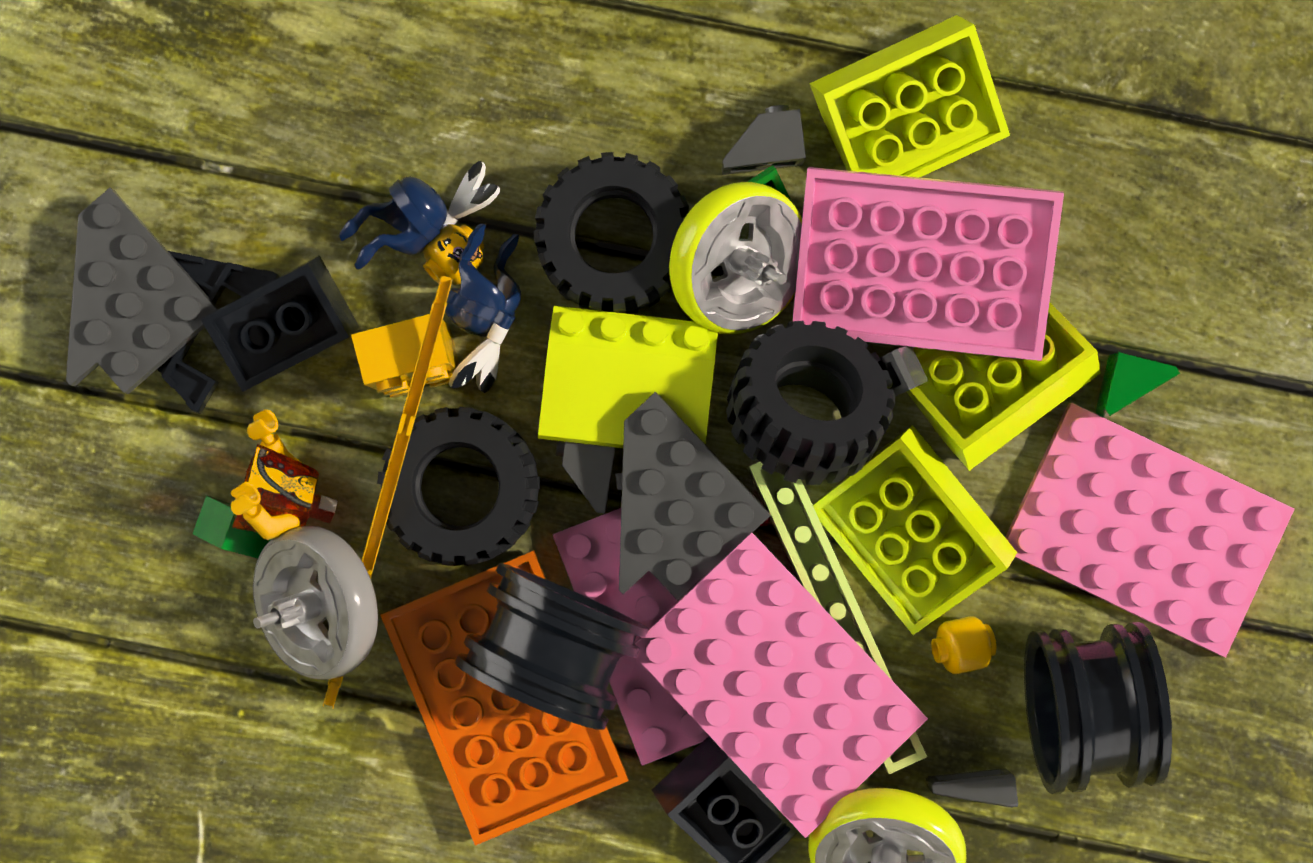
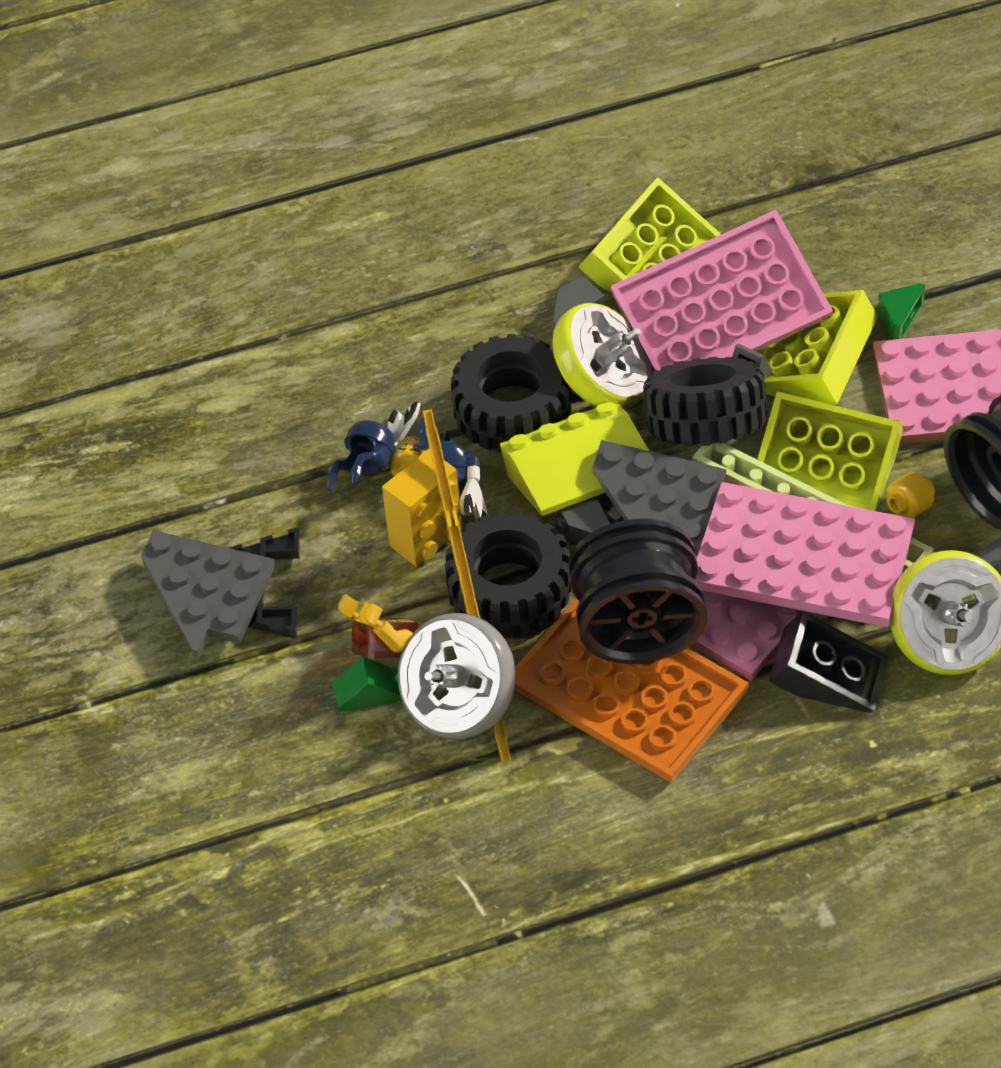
camera: 25 degrees left, 35 degrees down
(281, 324) = (323, 544): black slope -> none

